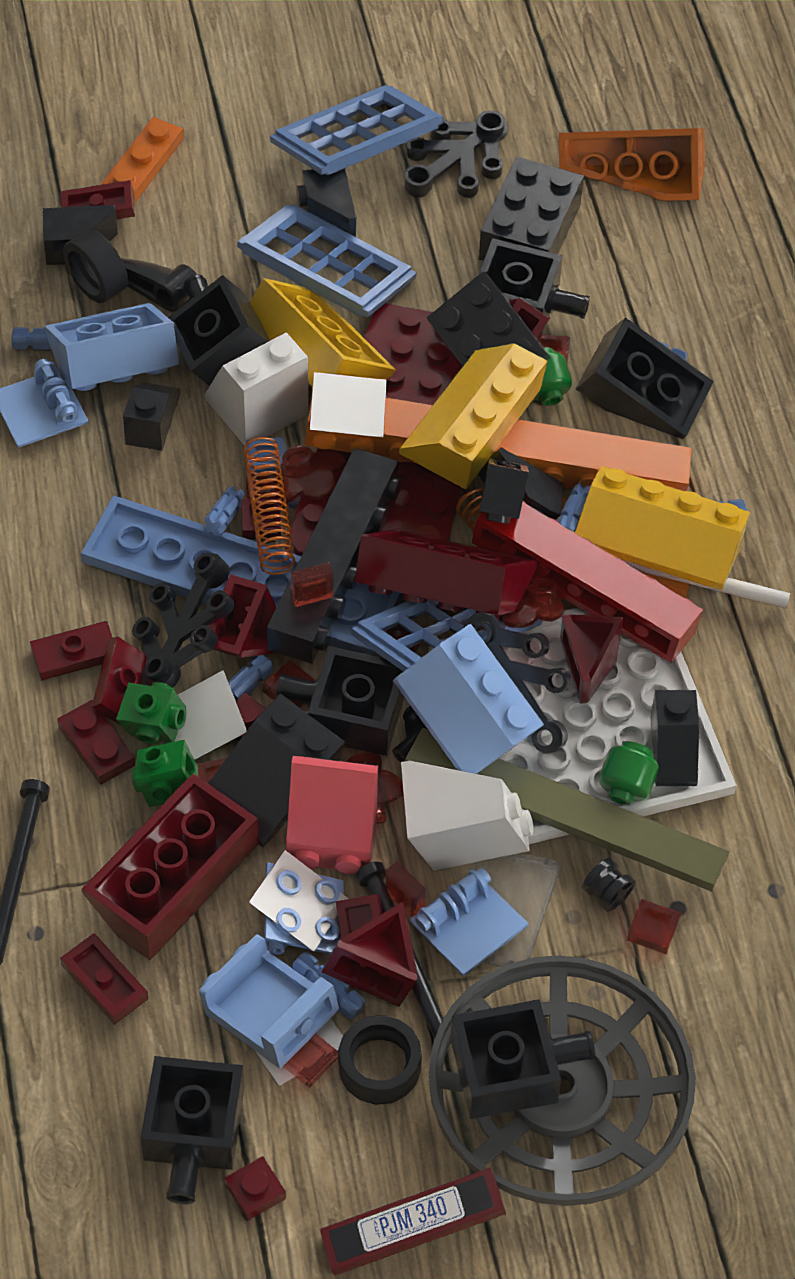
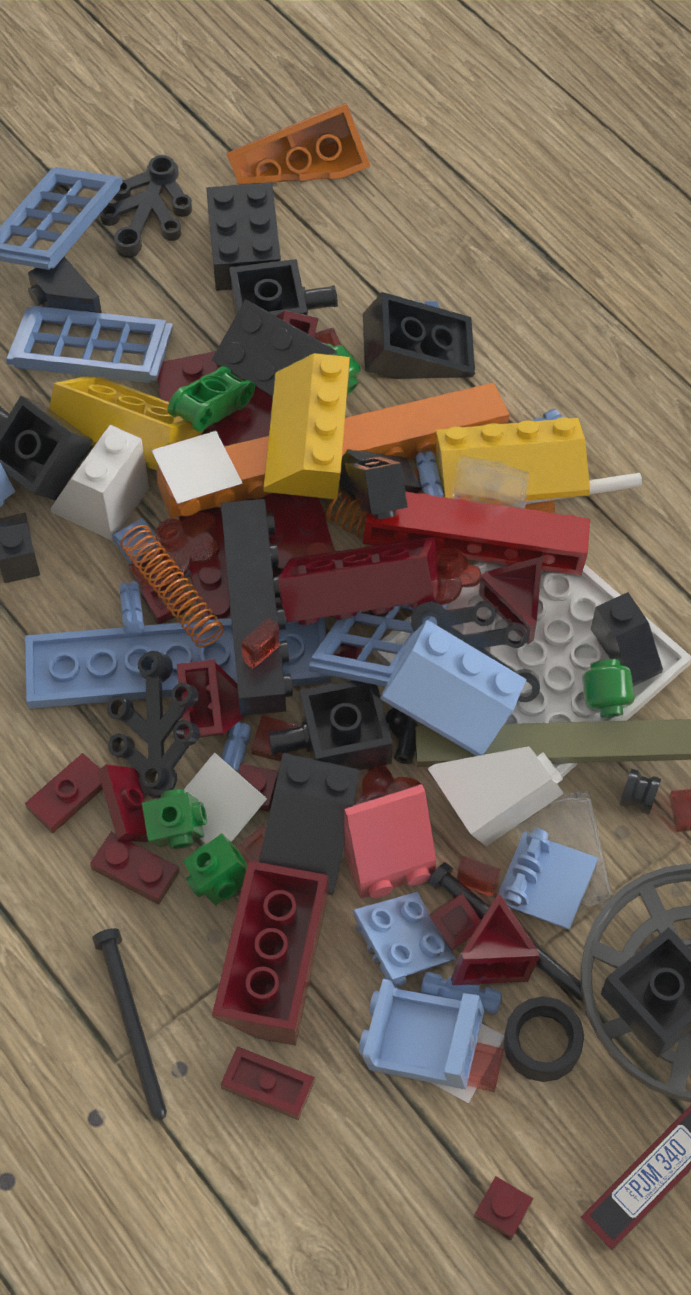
camera: 25 degrees left, 5 degrees up
(192, 1119) = (422, 1176): black brick -> none
(271, 900) = (378, 942): white sticker -> none
(402, 350) = (211, 398): none -> green piece
(622, 534) = (490, 482): none -> clear slope

